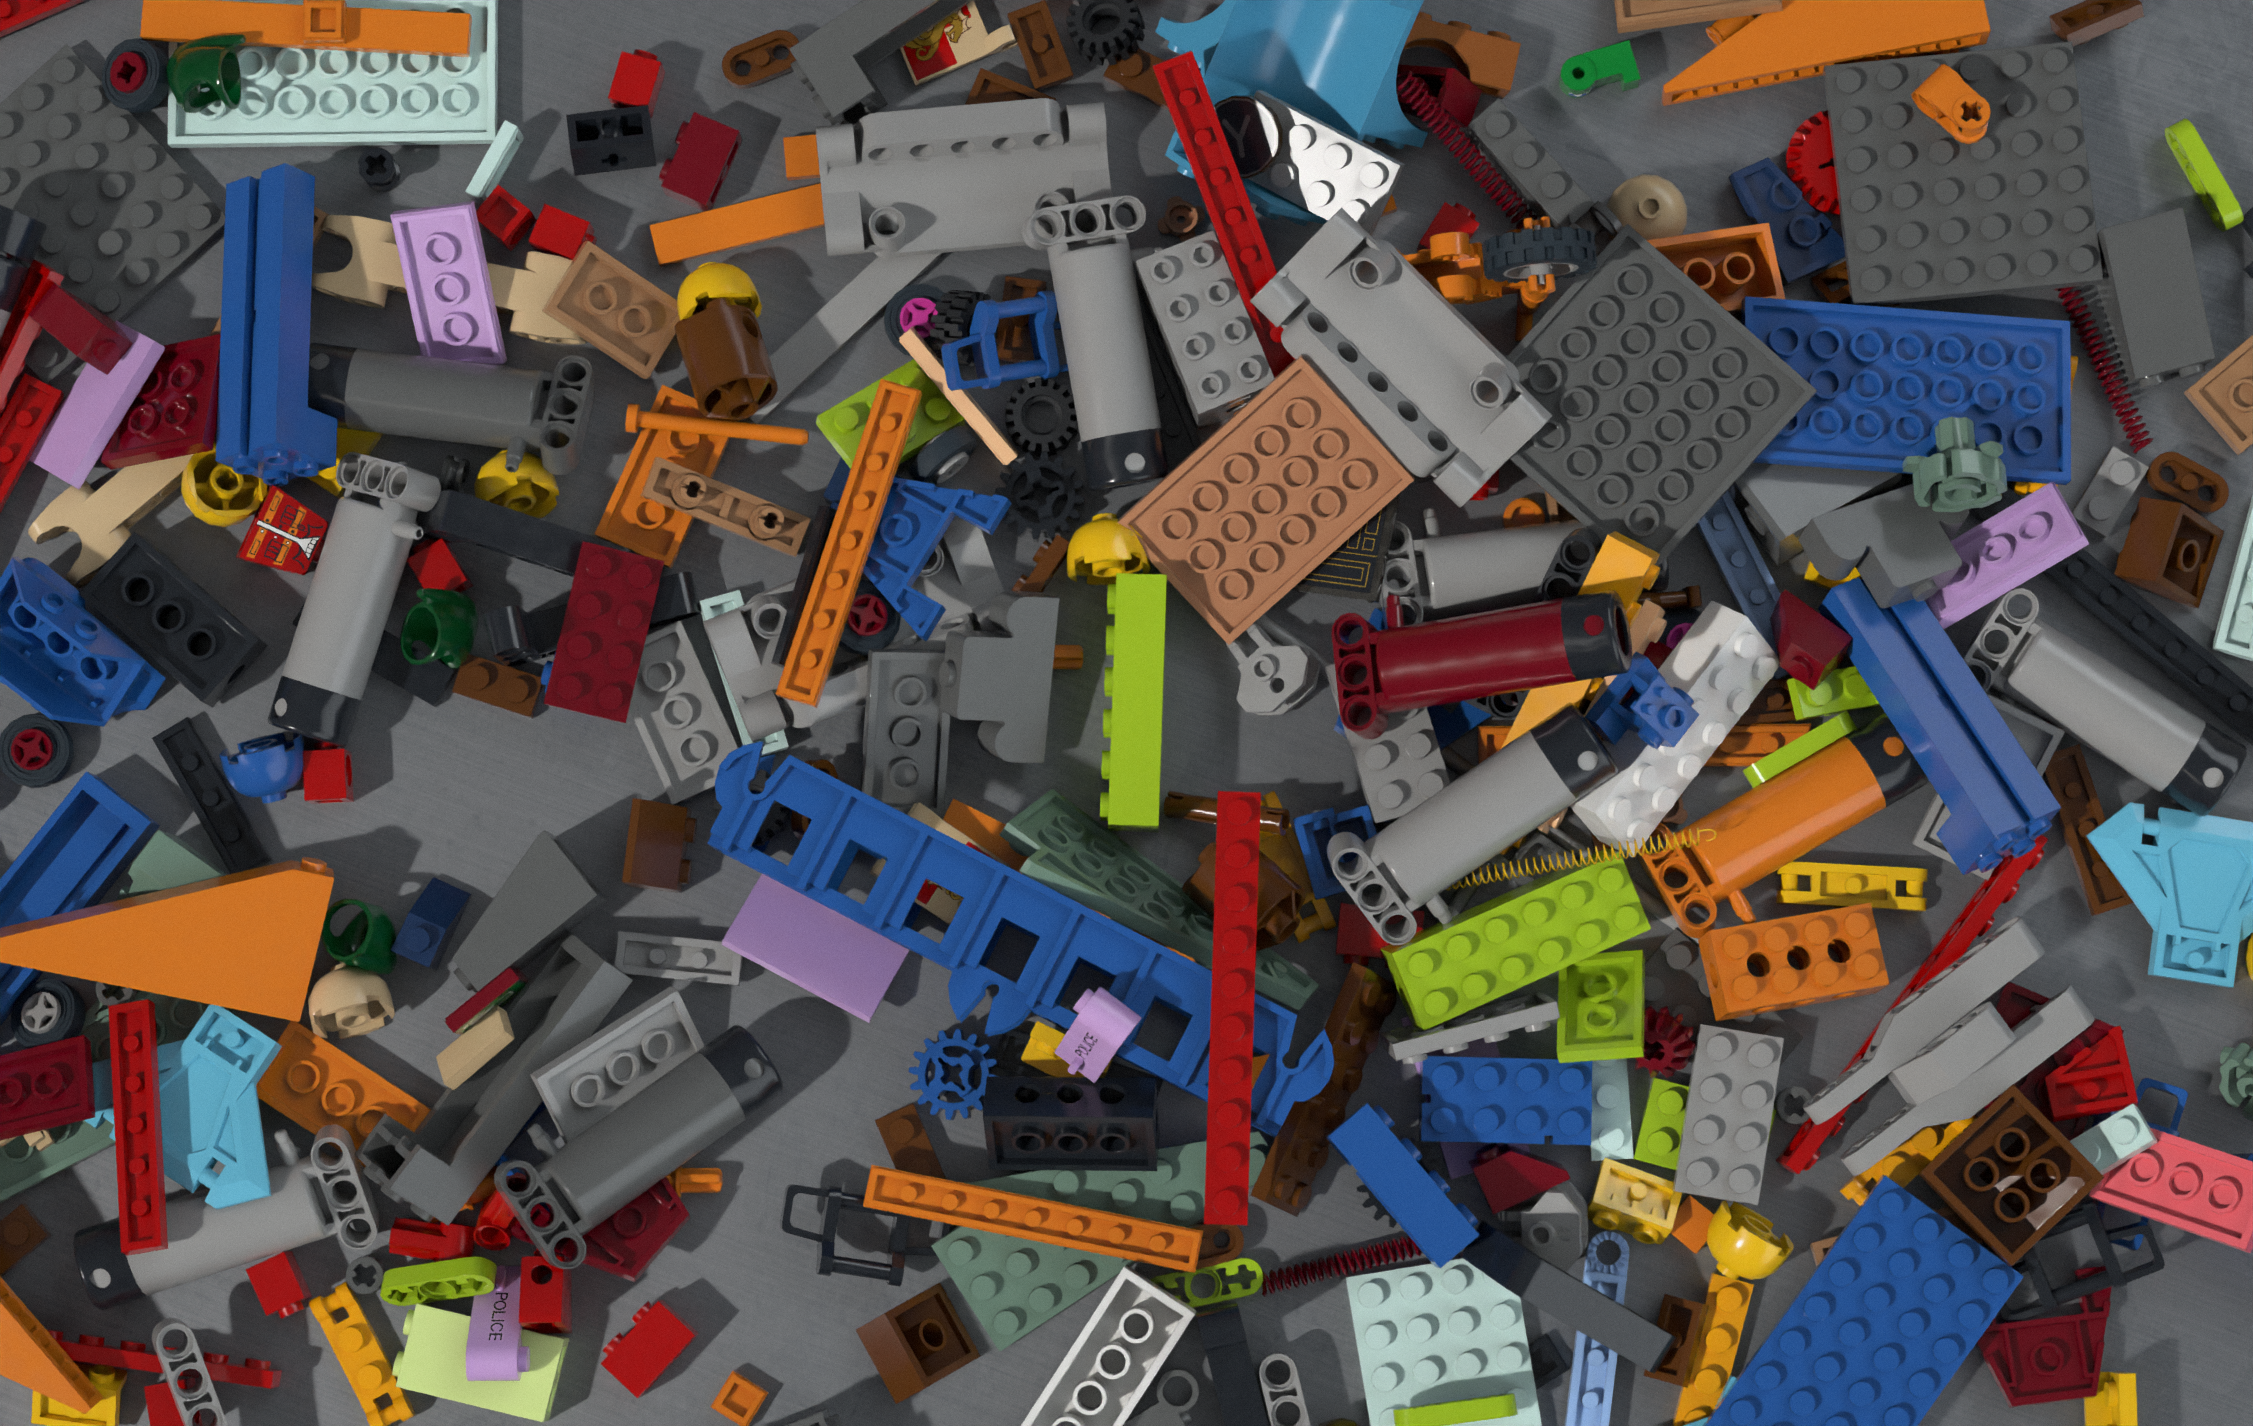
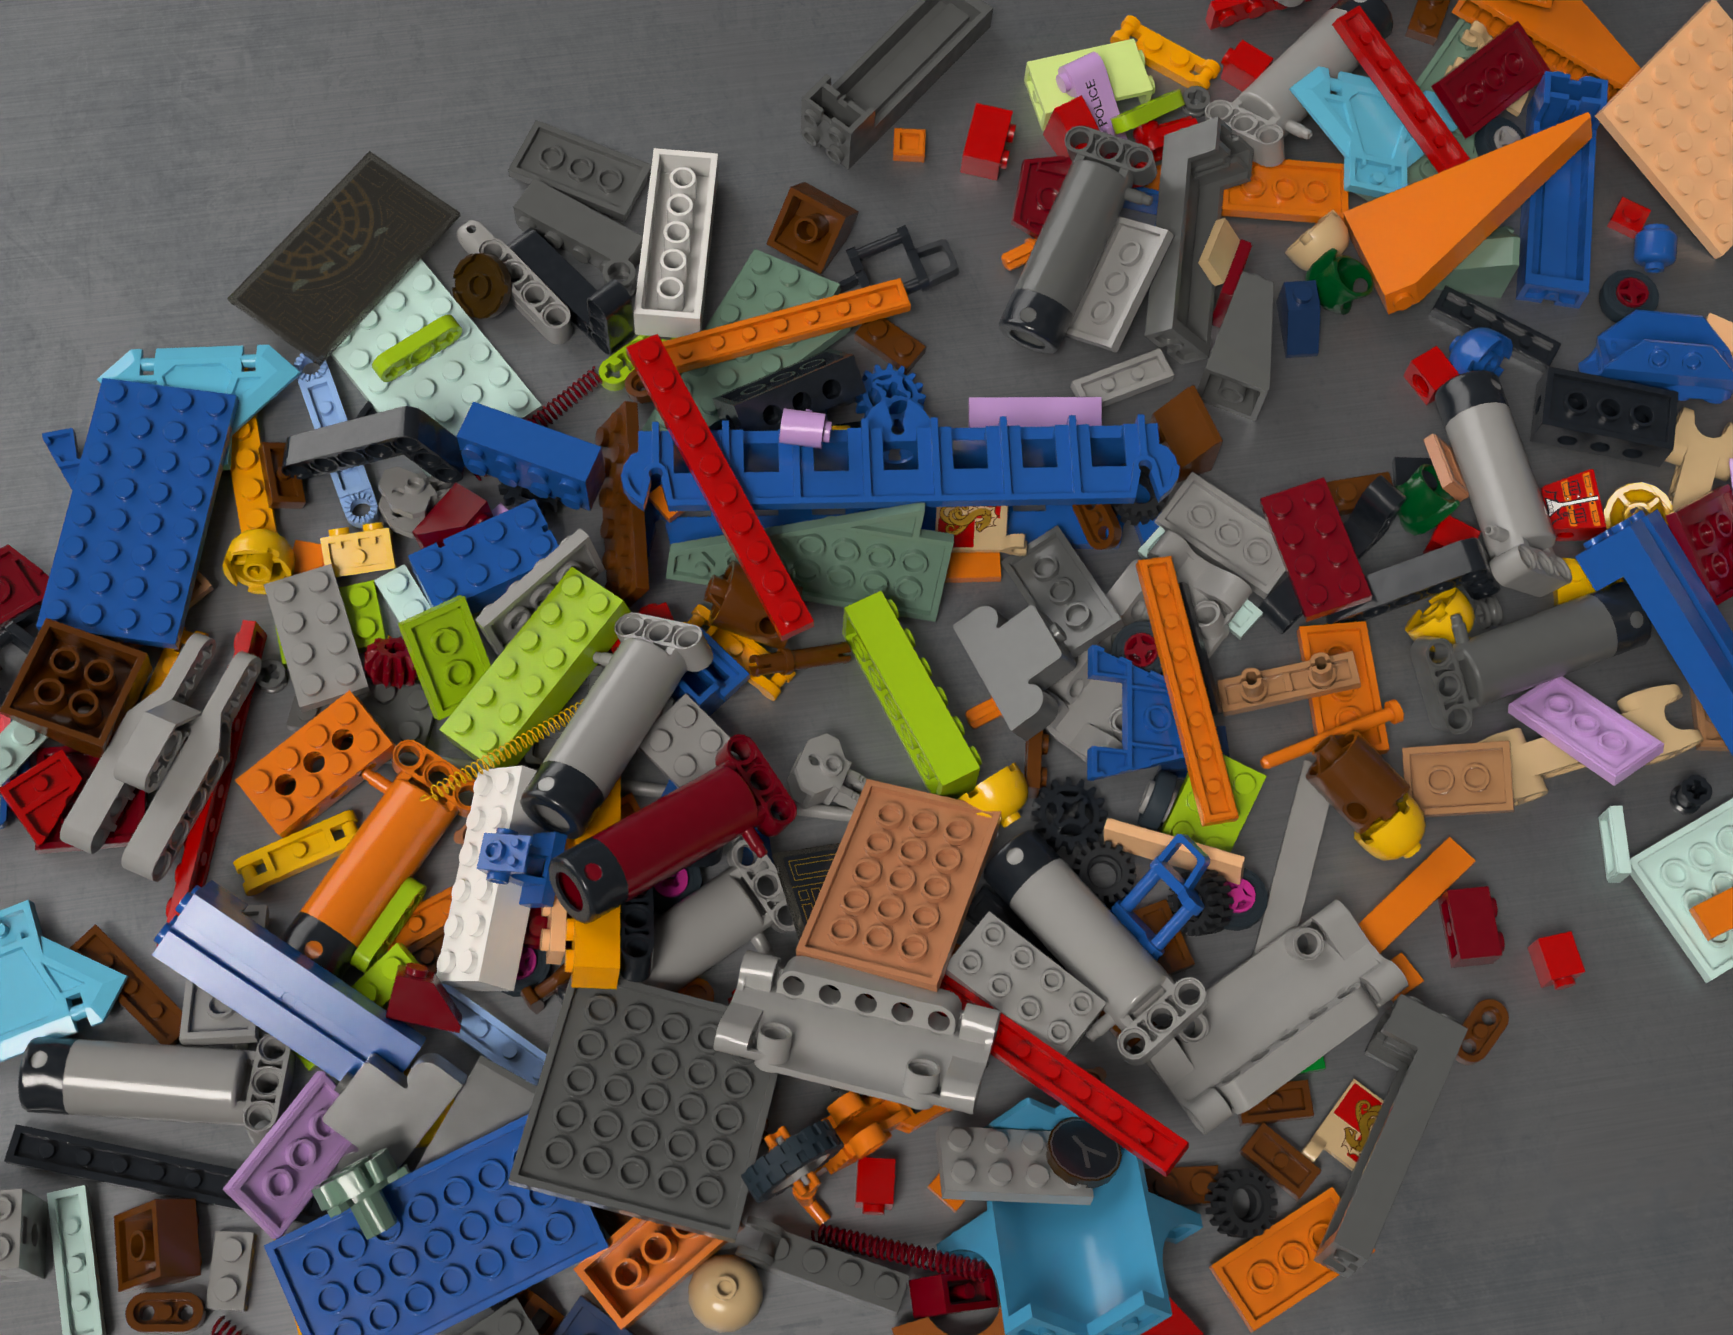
camera: 140 degrees right, 15 degrees down
(395, 651) = (1446, 467): none -> nougat tile
(505, 218) = (1581, 804): red brick -> none
(560, 233) = (1533, 818): red brick -> none
(611, 140) = (1546, 902): black brick -> none

